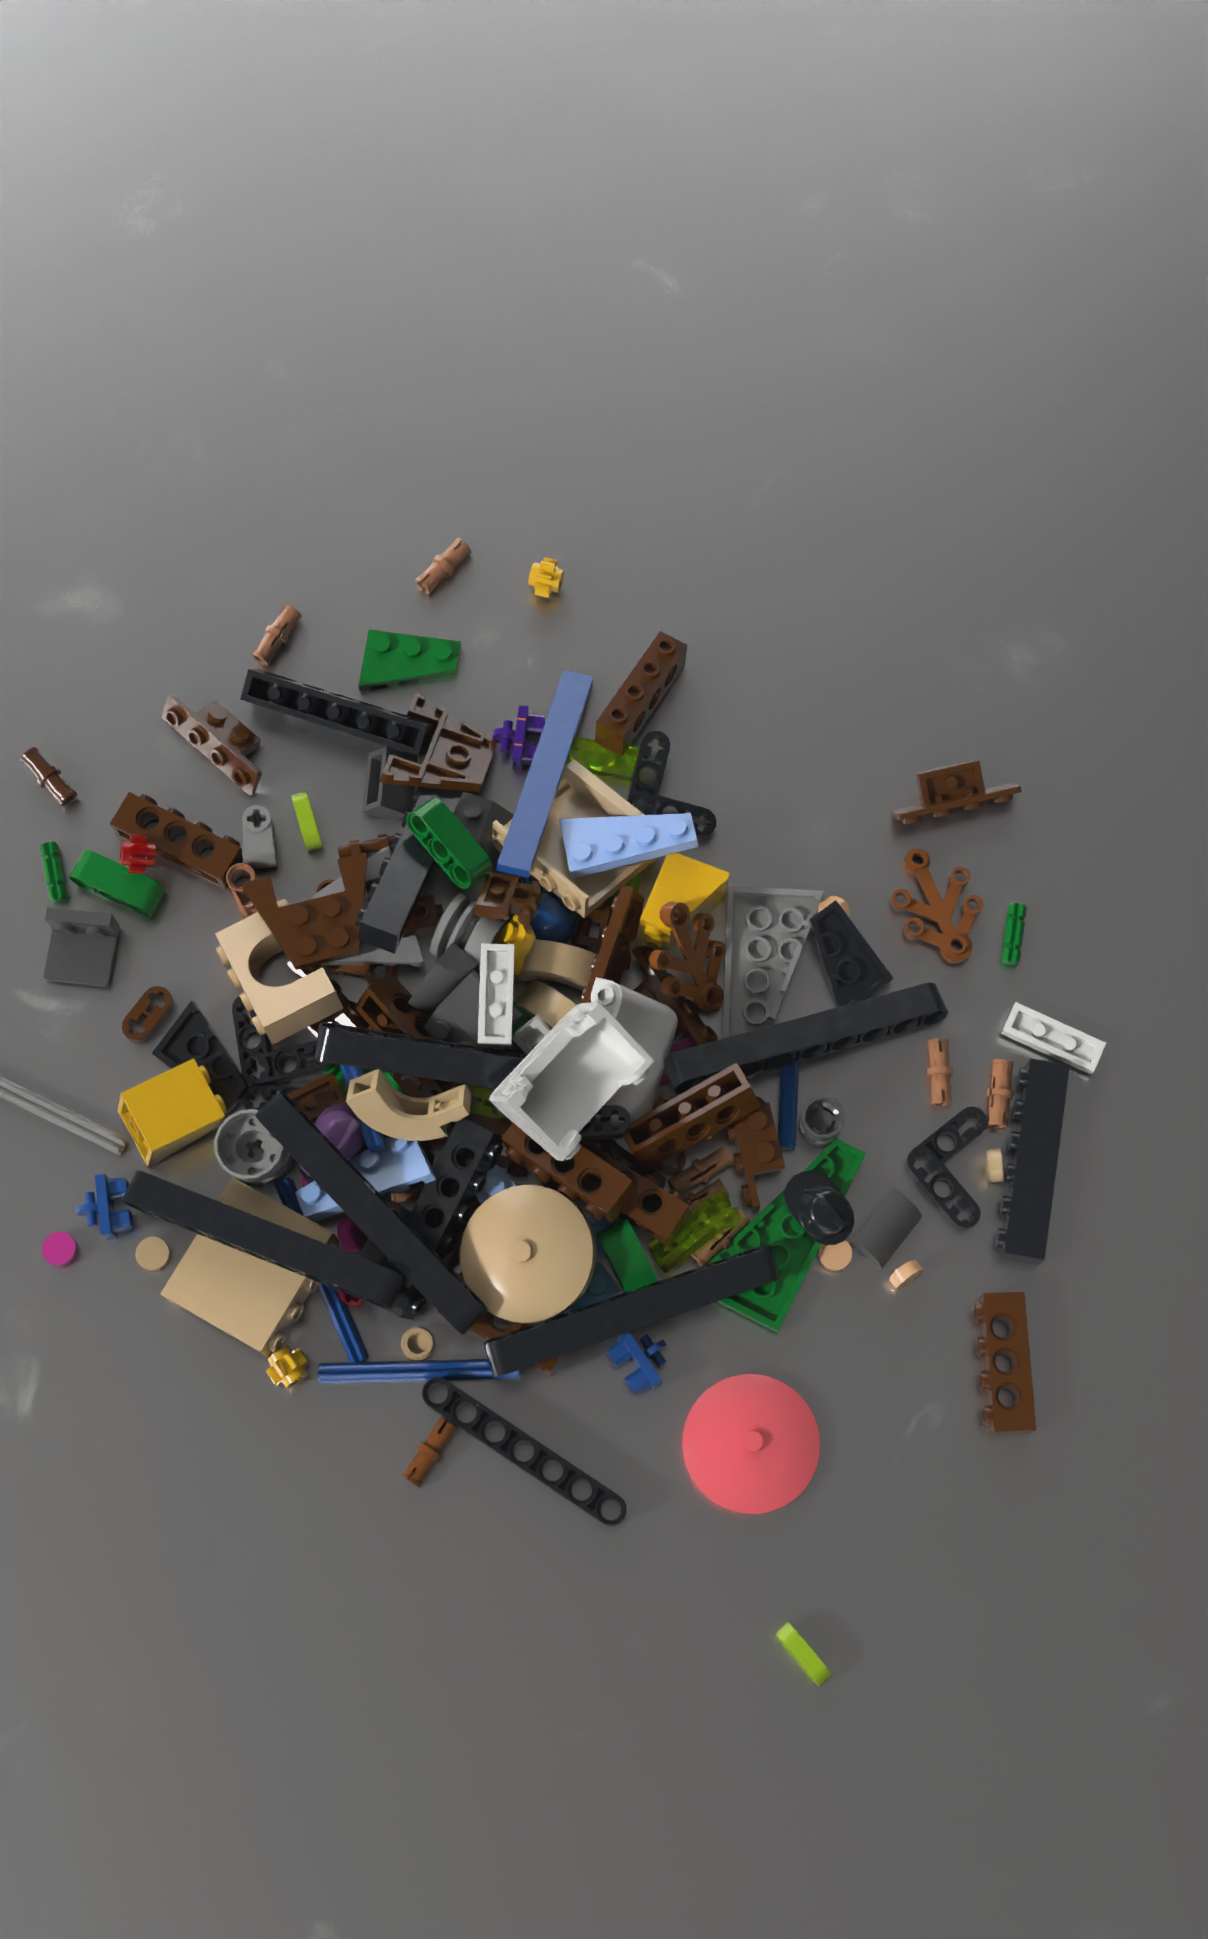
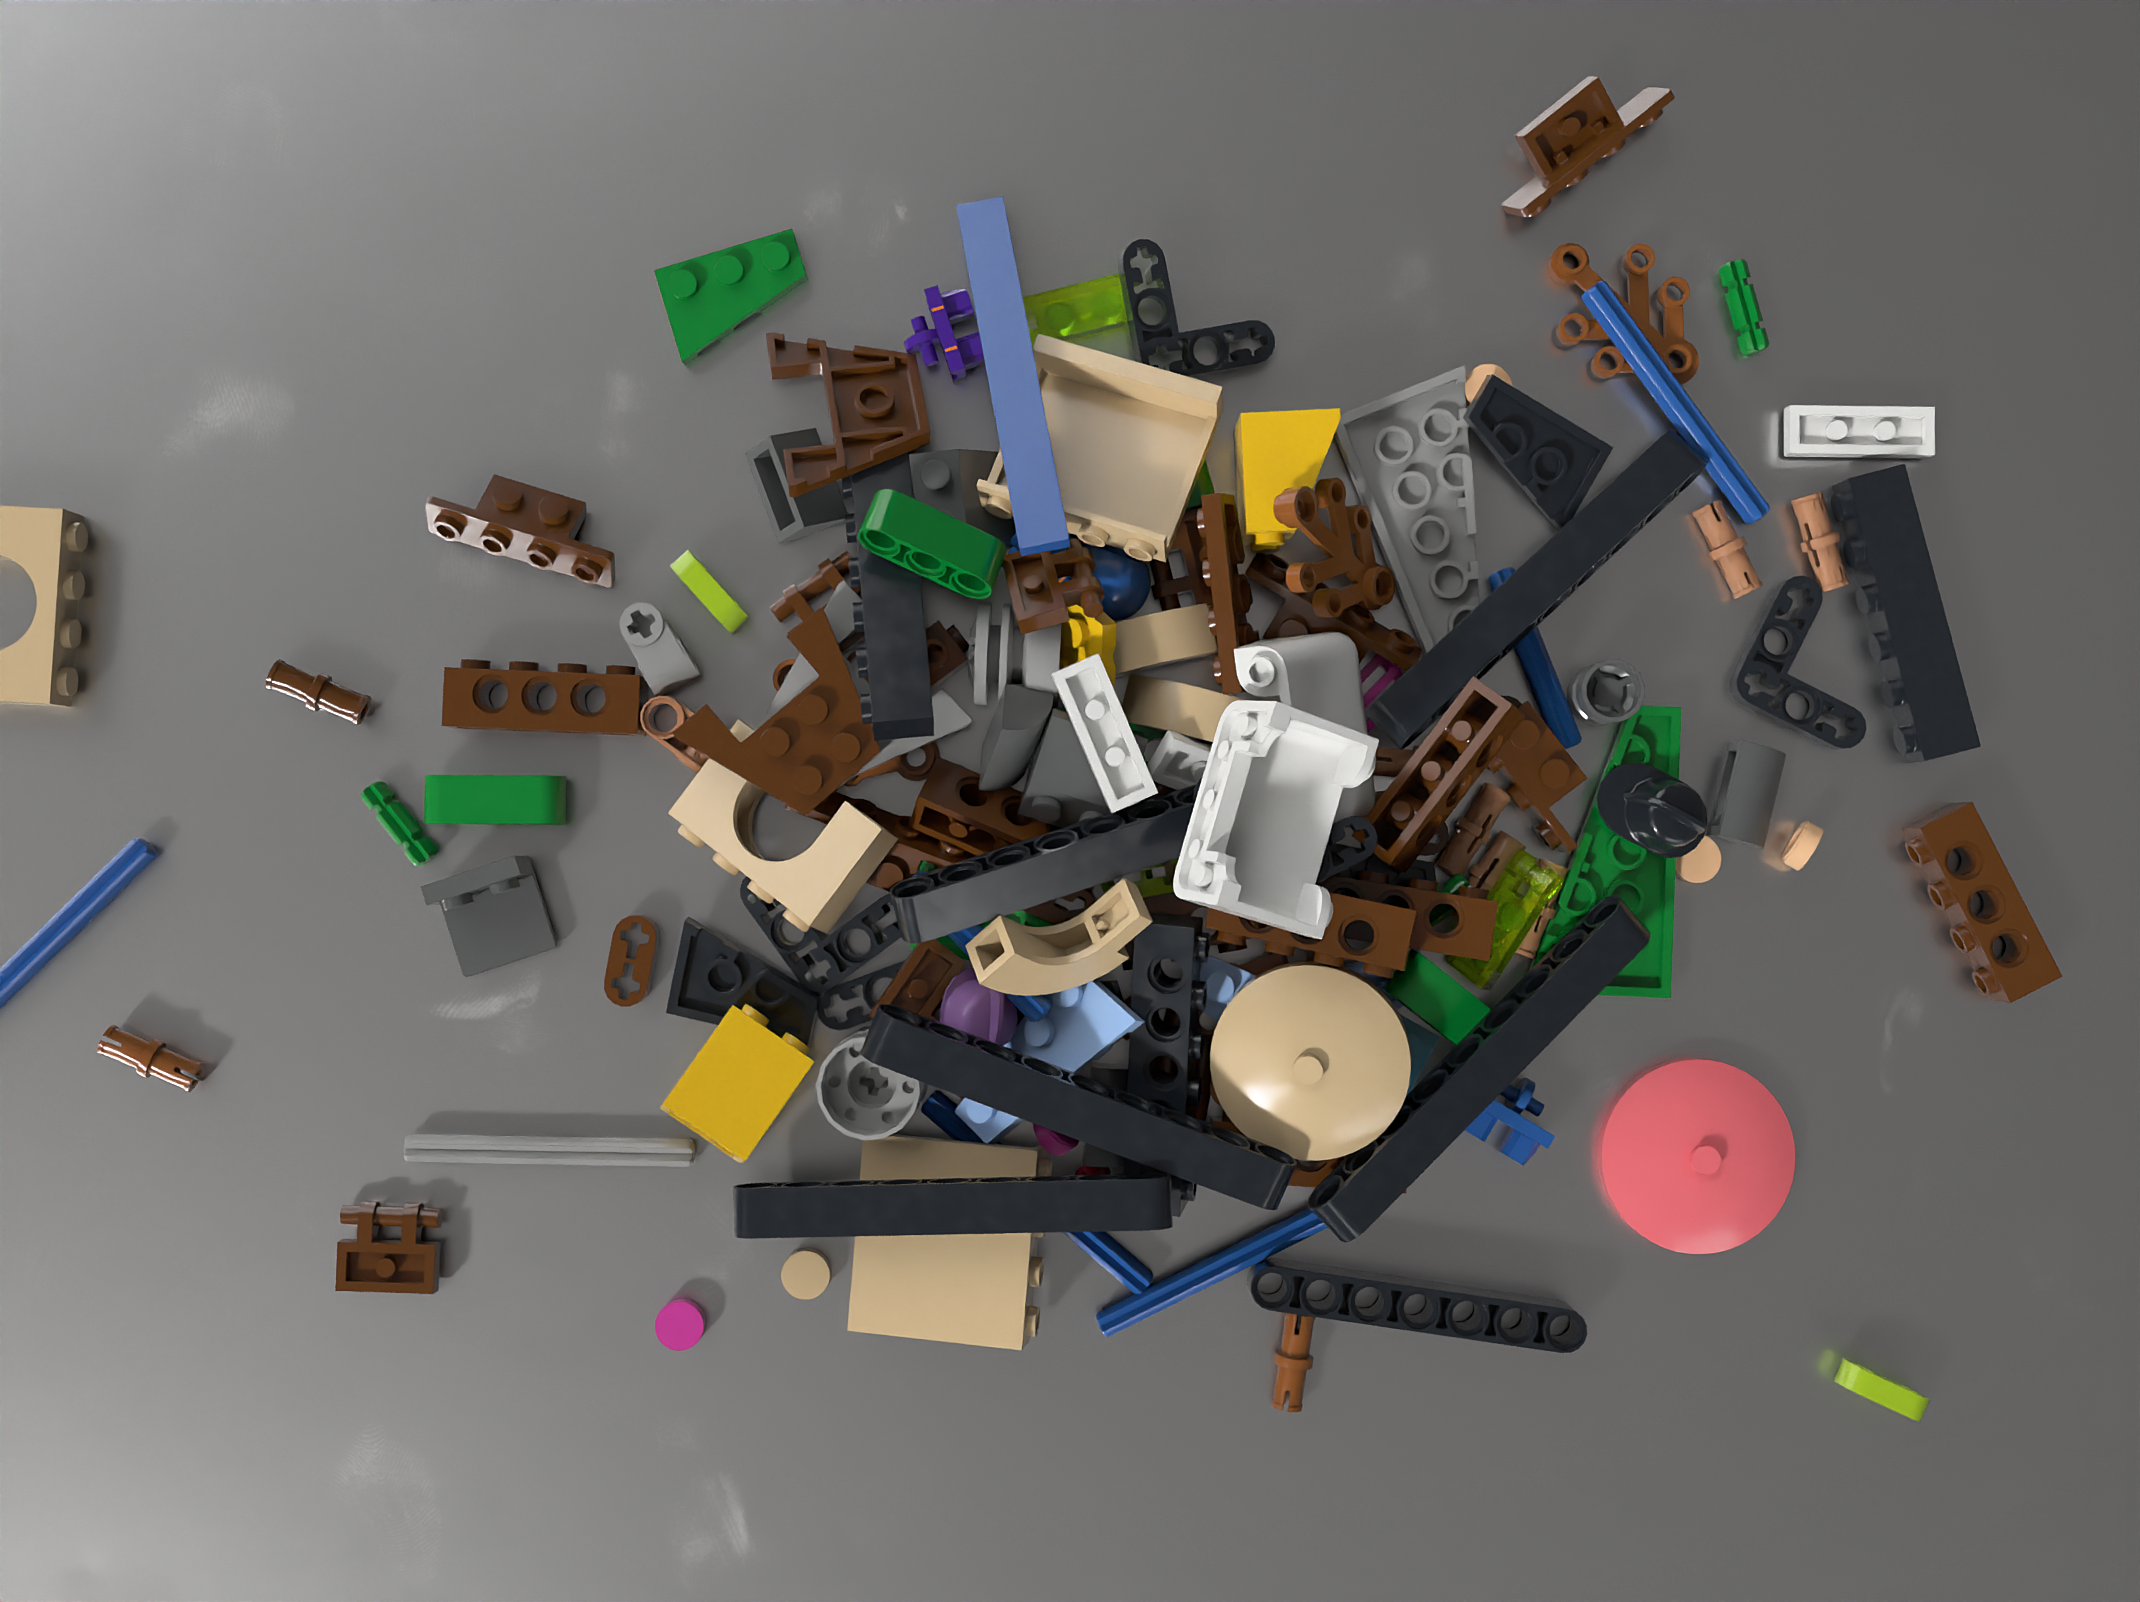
camera: 30 degrees left, 15 degrees up
(110, 1221) = (727, 1260): blue hips -> none
(137, 854) = (504, 753): red gear -> none
(276, 635) = (528, 338): nougat pin -> none
(287, 1366) = (1059, 1340): yellow gear -> none
(337, 712) = (673, 416): black brick -> none
(418, 1343) = (1209, 1227): tan tile -> none
(443, 566) = (711, 125): nougat pin -> none
(546, 577) = (867, 76): yellow gear -> none
(622, 840) = (1166, 430): light blue wing -> none
(640, 693) = (1085, 192): reddish brown brick -> none
(944, 969) = (1675, 401): none -> blue axle
(994, 1165) = (1855, 644): tan tile -> none

